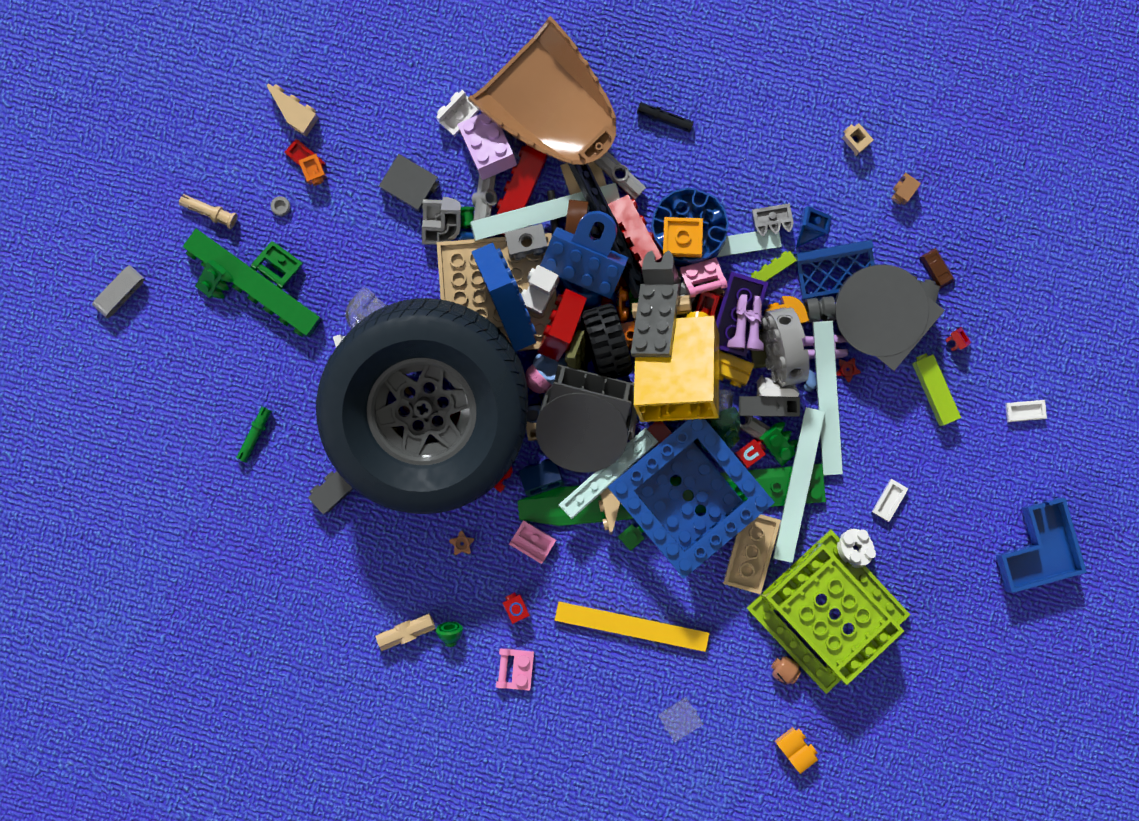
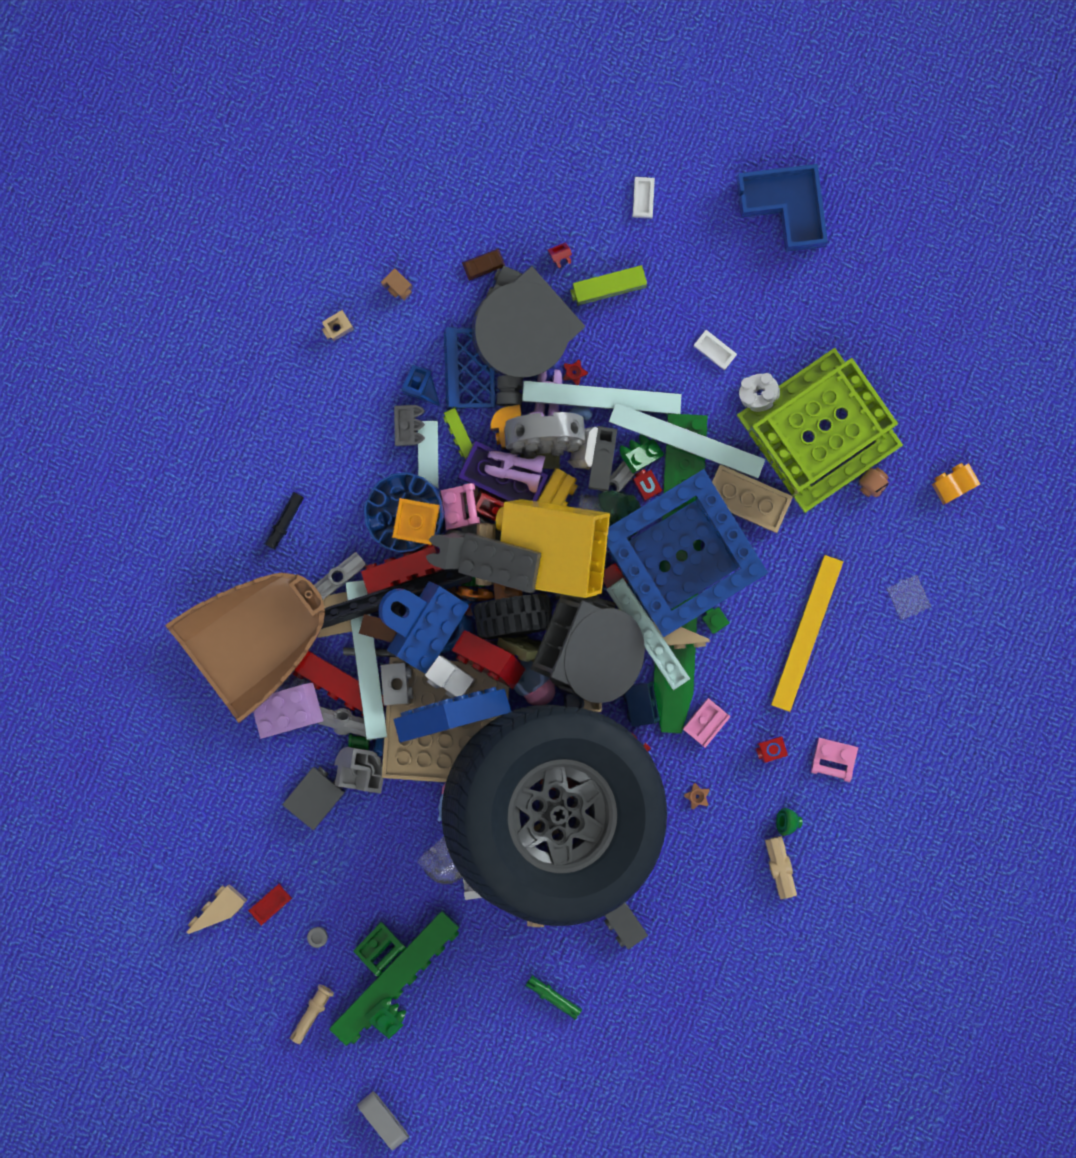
camera: 80 degrees left, 0 degrees up
(312, 170) = (285, 897): orange bracket -> none
(456, 112) = (247, 738): white bracket -> none

